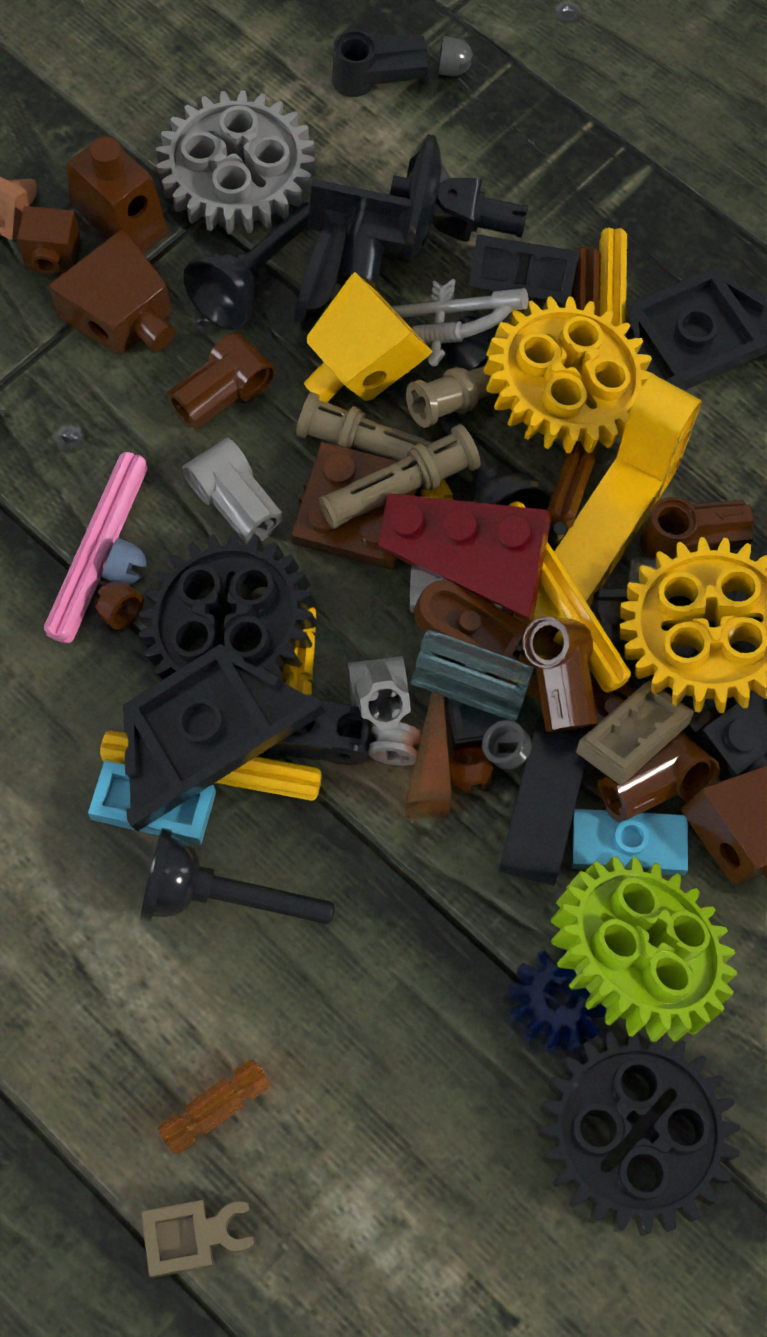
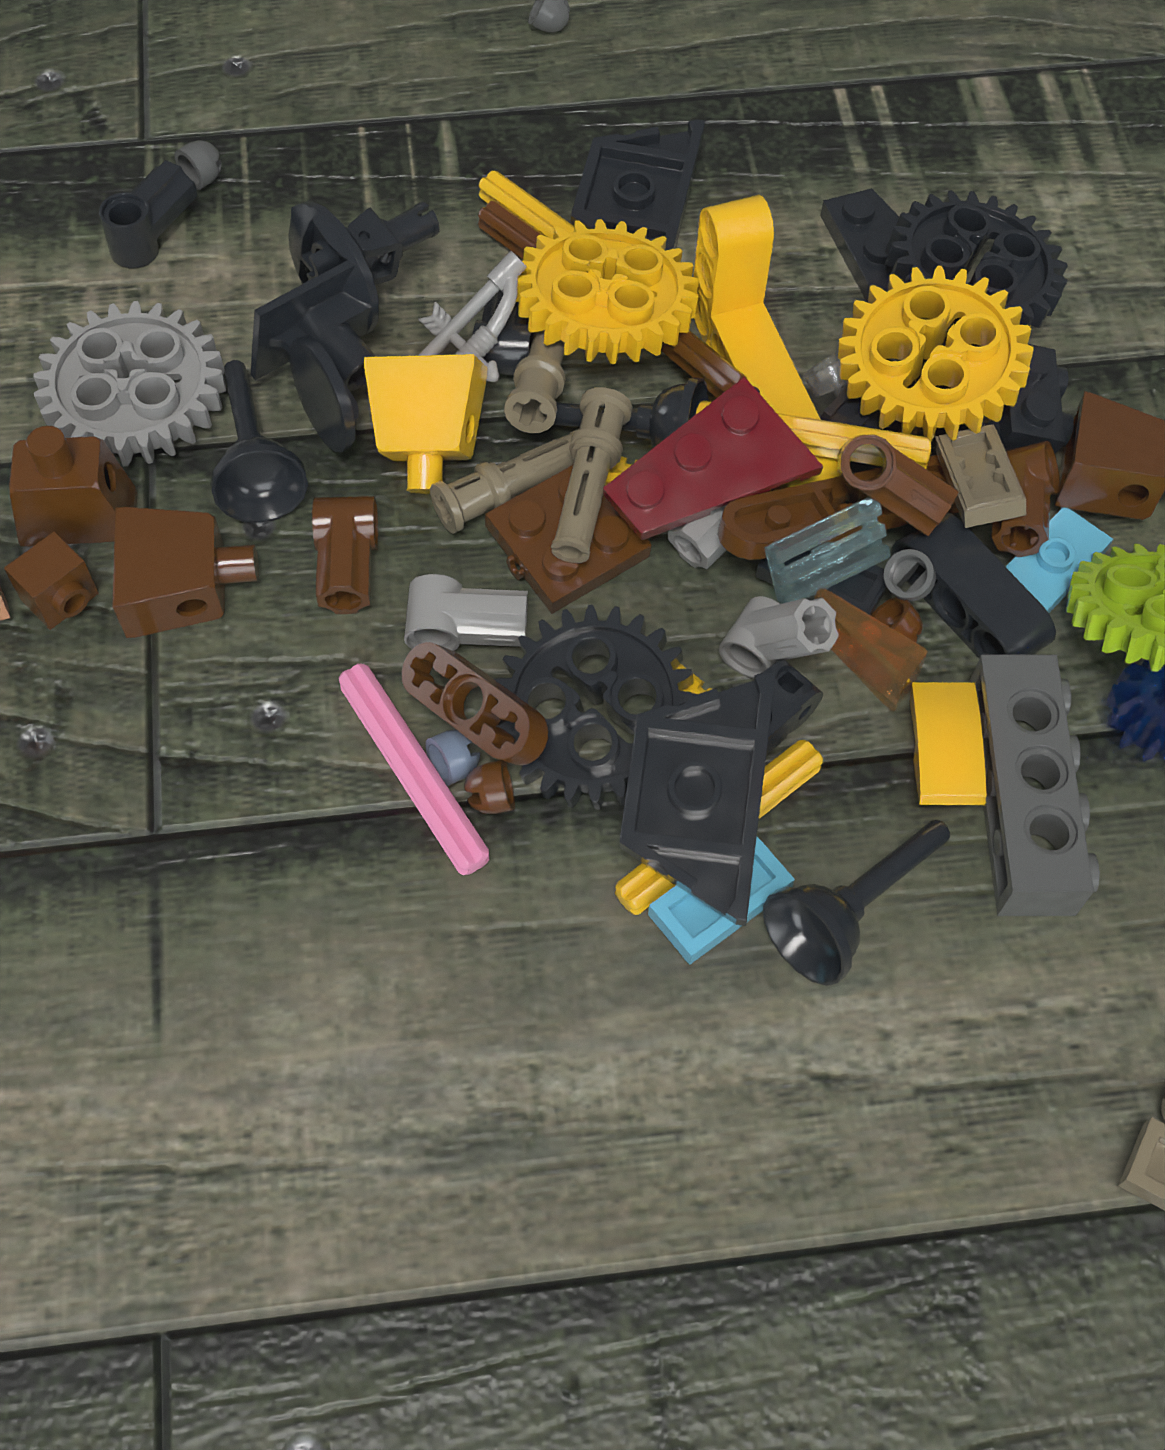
camera: 50 degrees left, 5 degrees down
(161, 544) = (496, 705): none -> reddish brown beam
(213, 1106) = (1057, 1053): clear orange axle -> none
(395, 745) = (829, 667): light grey bush -> none
(397, 867) = (948, 744): none -> yellow slope
(469, 877) = (1023, 874): none -> dark grey brick
(515, 264) = (466, 253): black brick -> none
(693, 521) = (817, 315): reddish brown piece -> none

